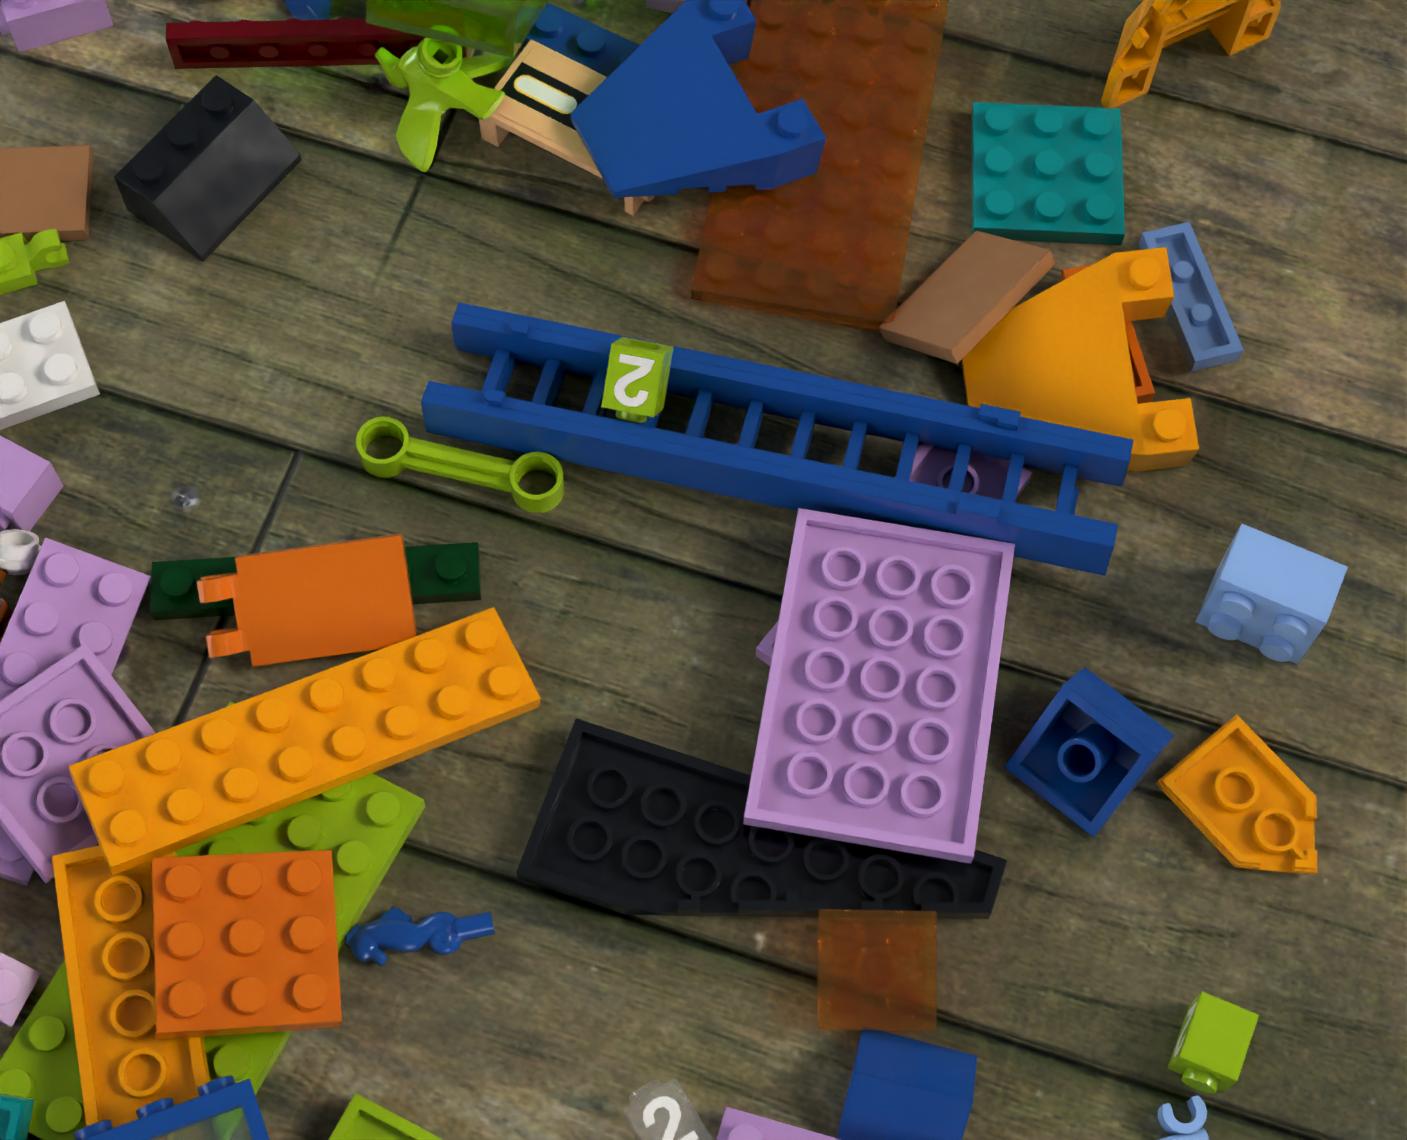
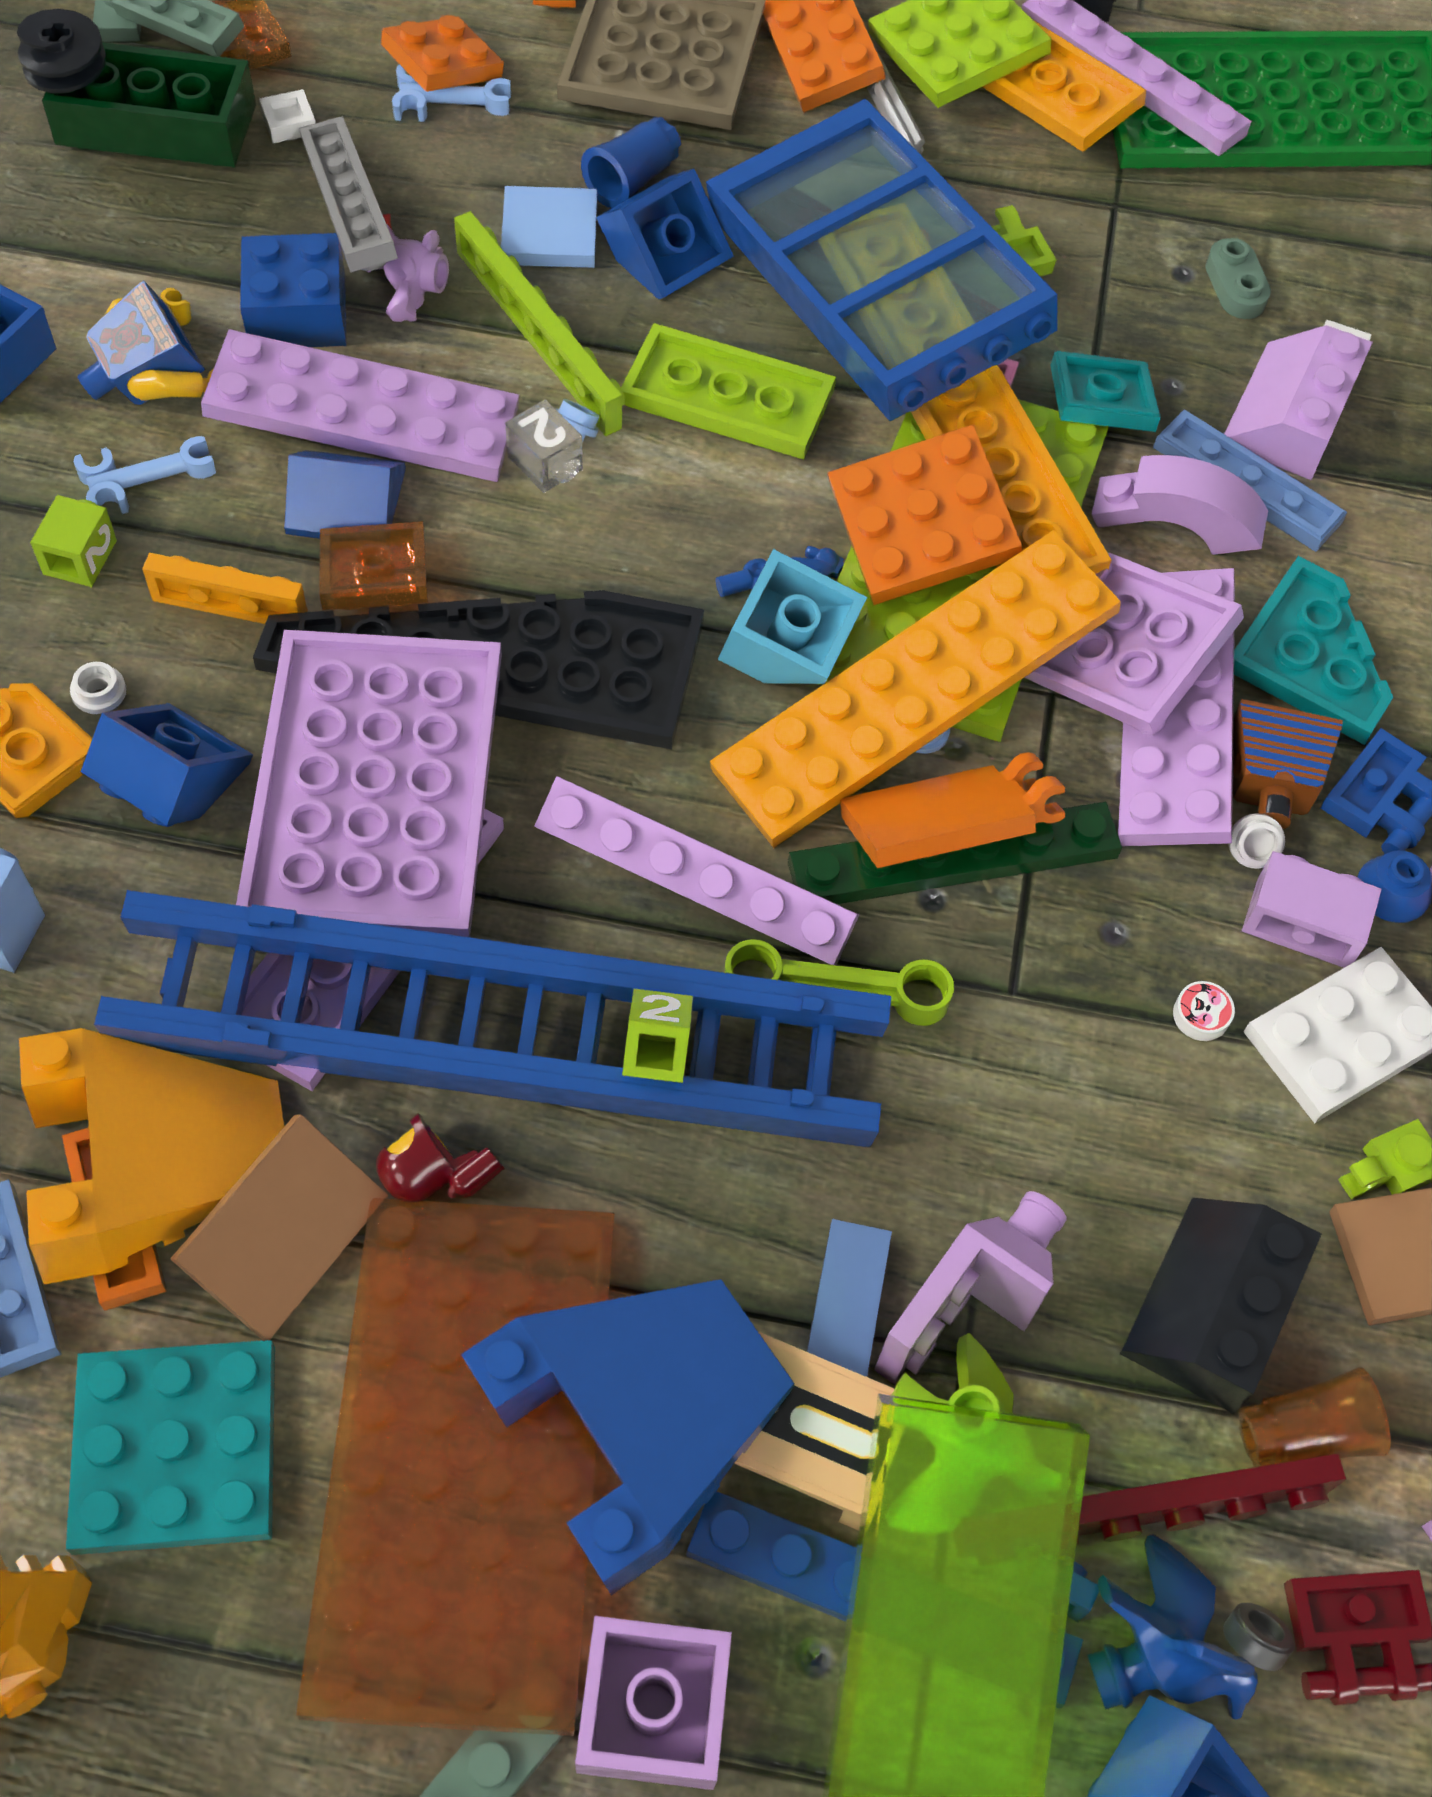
camera: 170 degrees right, 5 degrees down
(131, 406) = (1203, 1011): none -> tile
(166, 73) = (1317, 1421): none -> clear orange plant
(421, 190) = (990, 1260): none -> lavender plate
(426, 830) = (791, 624): none -> medium azure slope
(512, 206) = (849, 1295): none -> medium blue tile
(576, 583) = (697, 871): none -> lavender plate
(844, 340) = (422, 1165): none -> dark red piece
(1039, 956) = (221, 589): none -> light orange plate
(1174, 840) = (95, 677): none -> white plate

